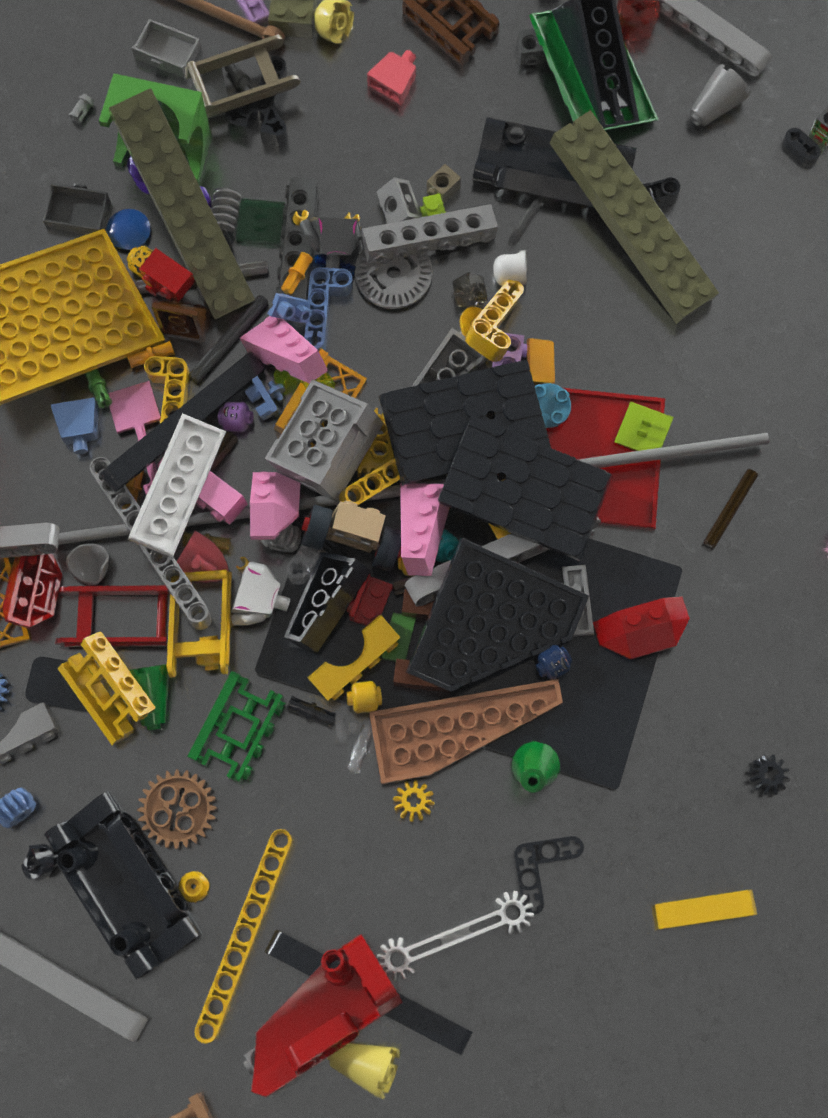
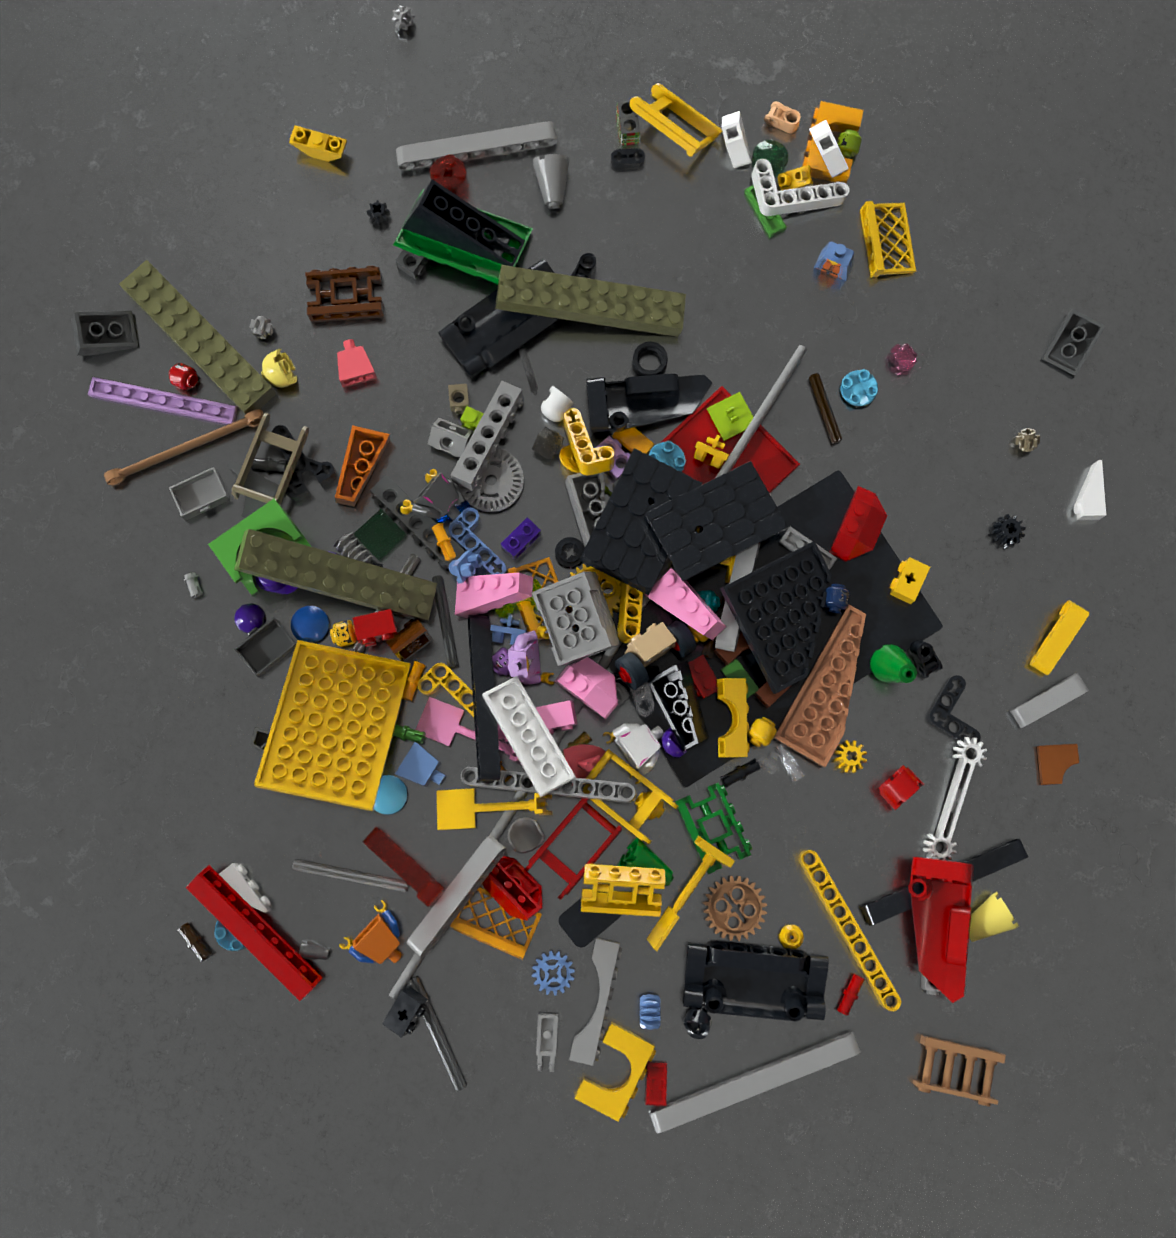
camera: 50 degrees left, 5 degrees up
(29, 417) = (391, 795): none -> medium azure dish
(66, 487) = (458, 808): none -> yellow piece
(92, 174) = (249, 617): none -> dark purple hair
(183, 988) = (850, 994): none -> red pin
(207, 742) = (670, 916): none -> yellow piece
(250, 429) = (525, 660): none -> lavender torso
(280, 623) = (671, 744): none -> dark purple hair
(307, 150) = (360, 460): none -> orange wedge
(360, 339) = (521, 539): none -> dark purple brick
(378, 386) = (566, 544): none -> black gear
(422, 871) = (901, 787): none -> red brick
(569, 799) = (926, 661): none -> black piece
(581, 1007) = (1054, 762): none -> dark orange tile
(585, 338) = (643, 399): none -> black panel
(588, 428) = (703, 449): none -> yellow hips
(635, 301) = (649, 346): none -> black tyre
(635, 950) = (1049, 700): none -> light grey beam
(646, 718) = (909, 591): none -> yellow brick
(779, 522) = (859, 387): none -> medium azure dish

